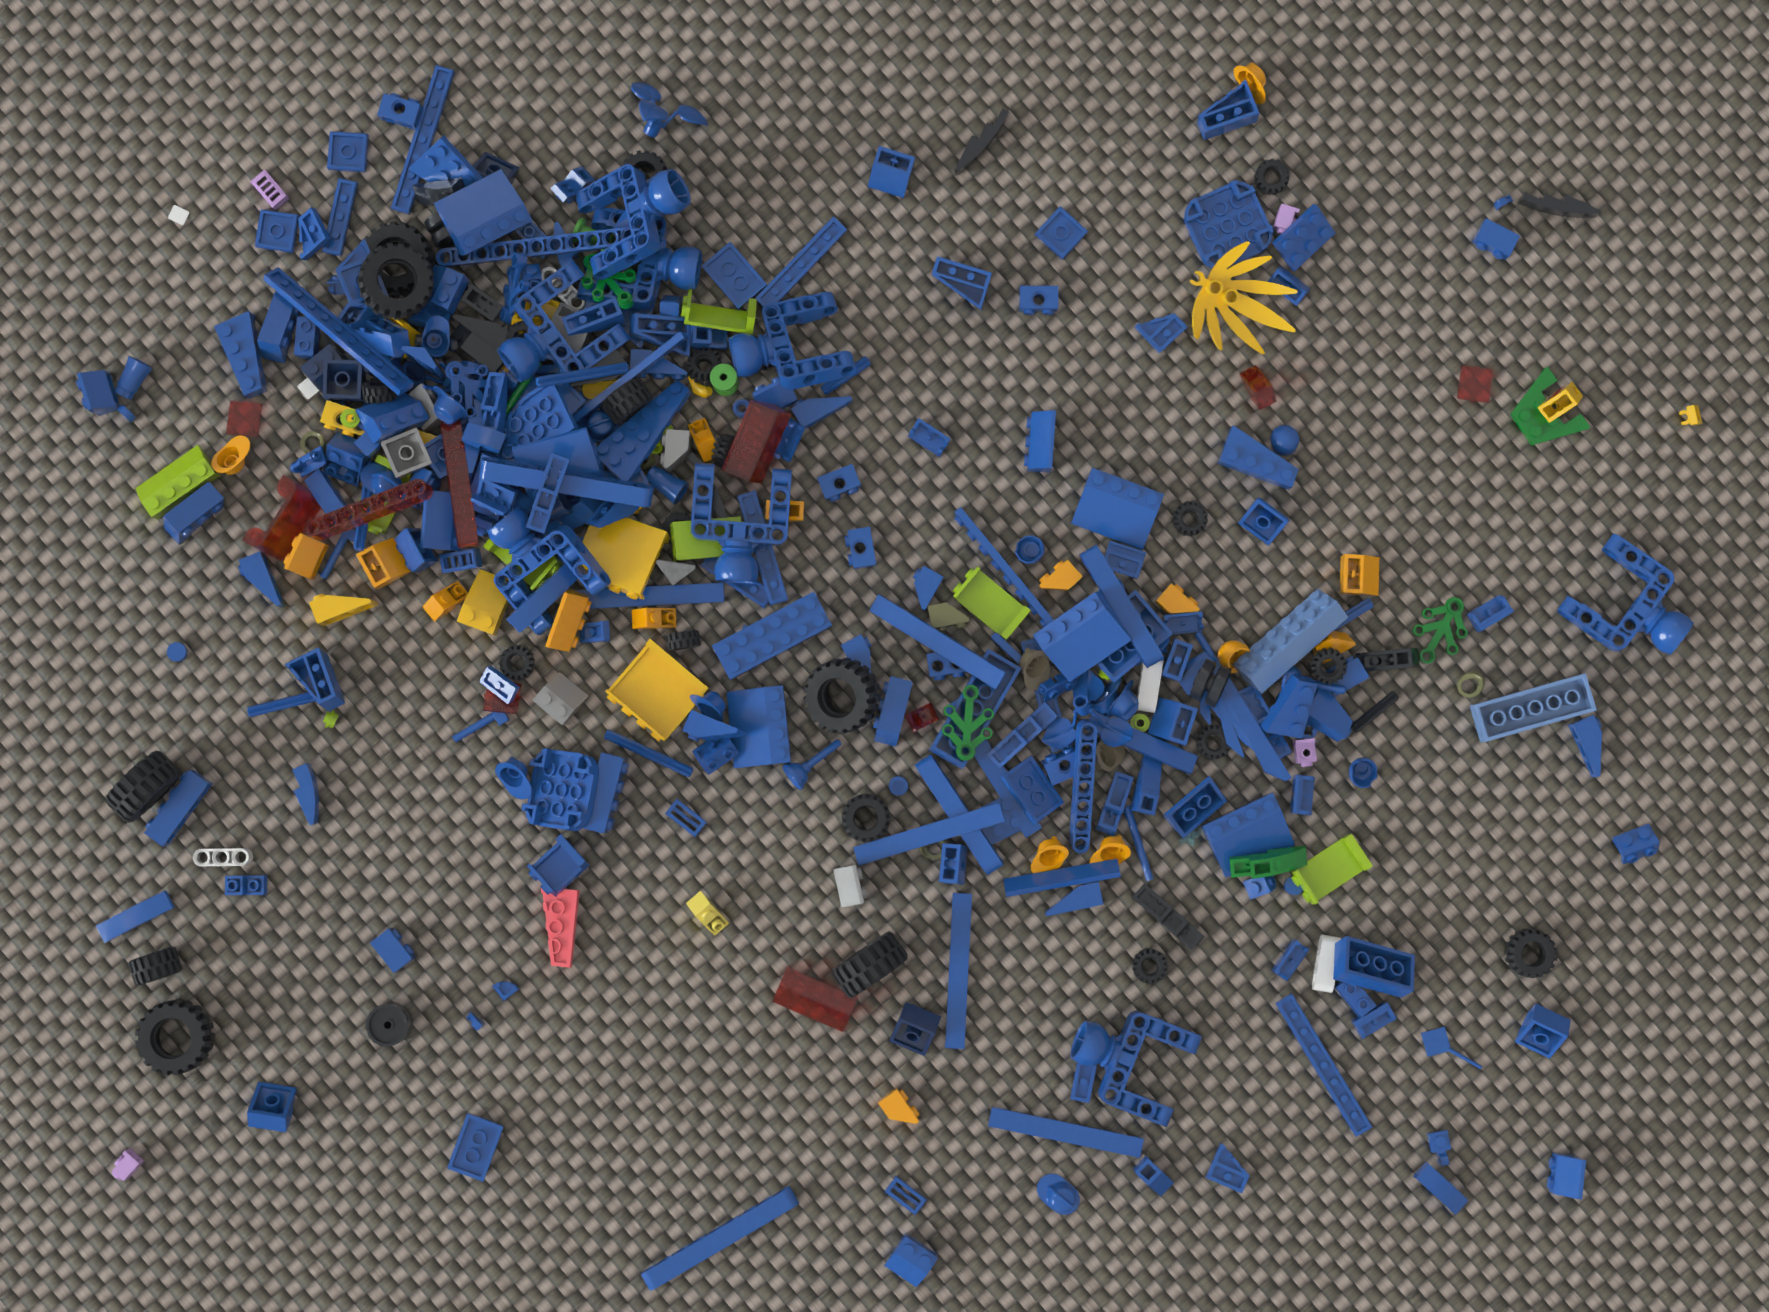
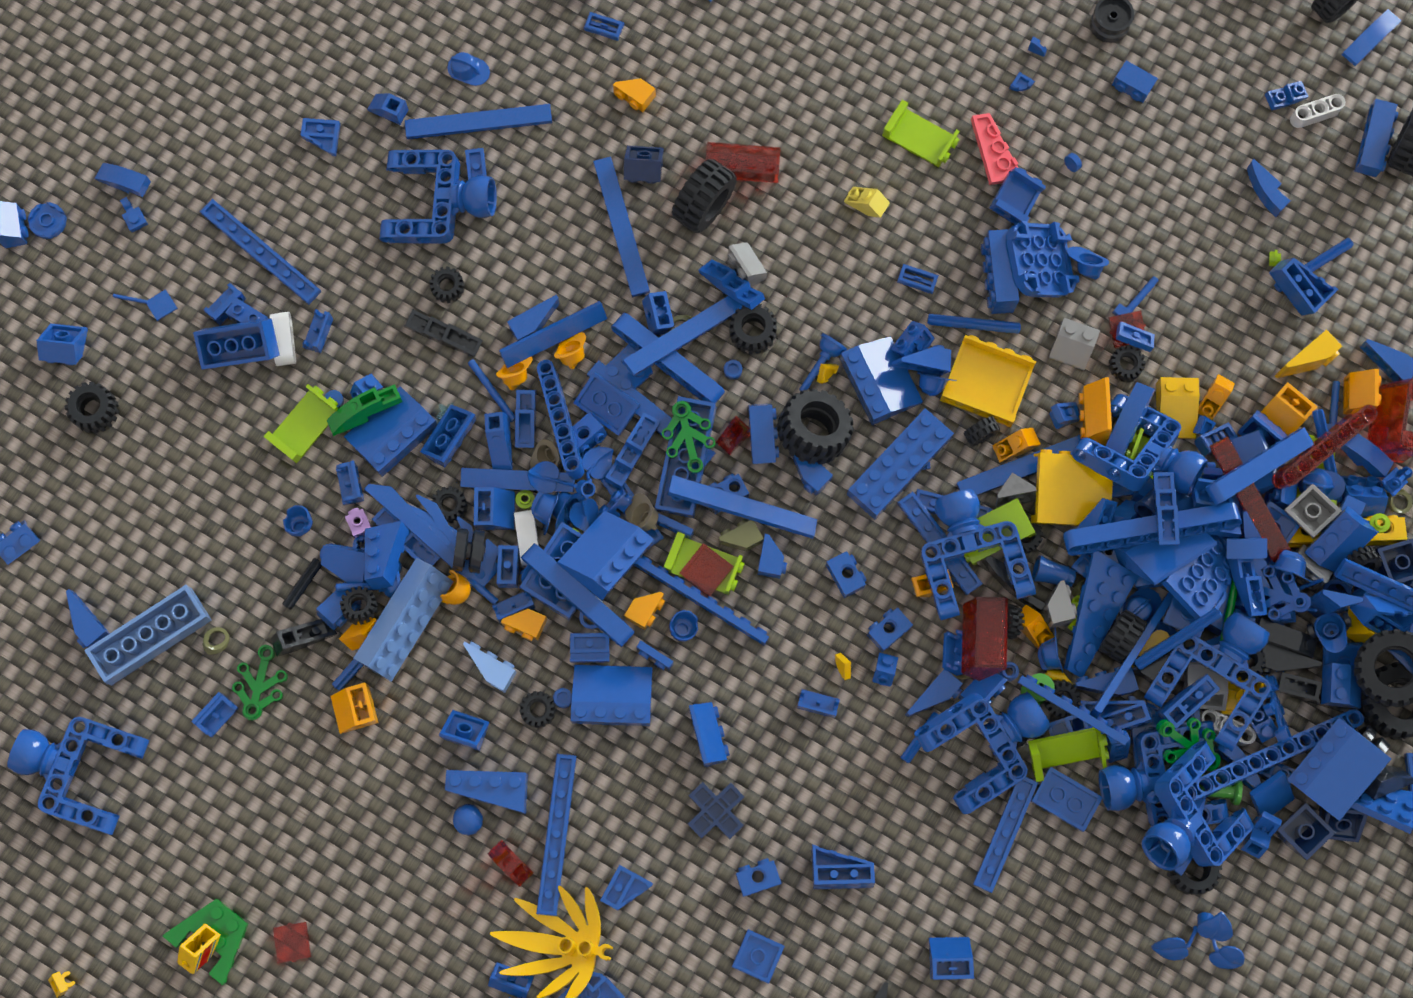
camera: 160 degrees right, 10 degrees down
(441, 507) = (1259, 466): none -> blue beam
(468, 577) = (1203, 425): none -> blue tile
(488, 885) = (1073, 162): none -> blue tile
(532, 173) = (1304, 831): none -> dark blue slope
(548, 215) = (1272, 794): none -> blue tile
(627, 965) = (920, 135): none -> lime panel
(698, 338) = (1081, 712): none -> blue plate
(700, 409) = (1048, 654): none -> blue piece
(809, 752) = (826, 372): none -> yellow tile
(856, 448) = (885, 669): none -> blue bracket
(872, 869) = (730, 284): none -> blue slope
(893, 464) = (843, 666): none -> yellow tile
(990, 596) = (706, 570): none -> clear red tile
(1056, 372) = (716, 810): none -> dark blue plate
(1061, 525) = (661, 660): none -> blue plate
(1163, 522) = (562, 698): none -> blue tile
(1207, 399) = (556, 835): none -> blue tile
(1220, 567) = (495, 672): none -> light blue slope
(1526, 1170) = (47, 220): none -> blue tile

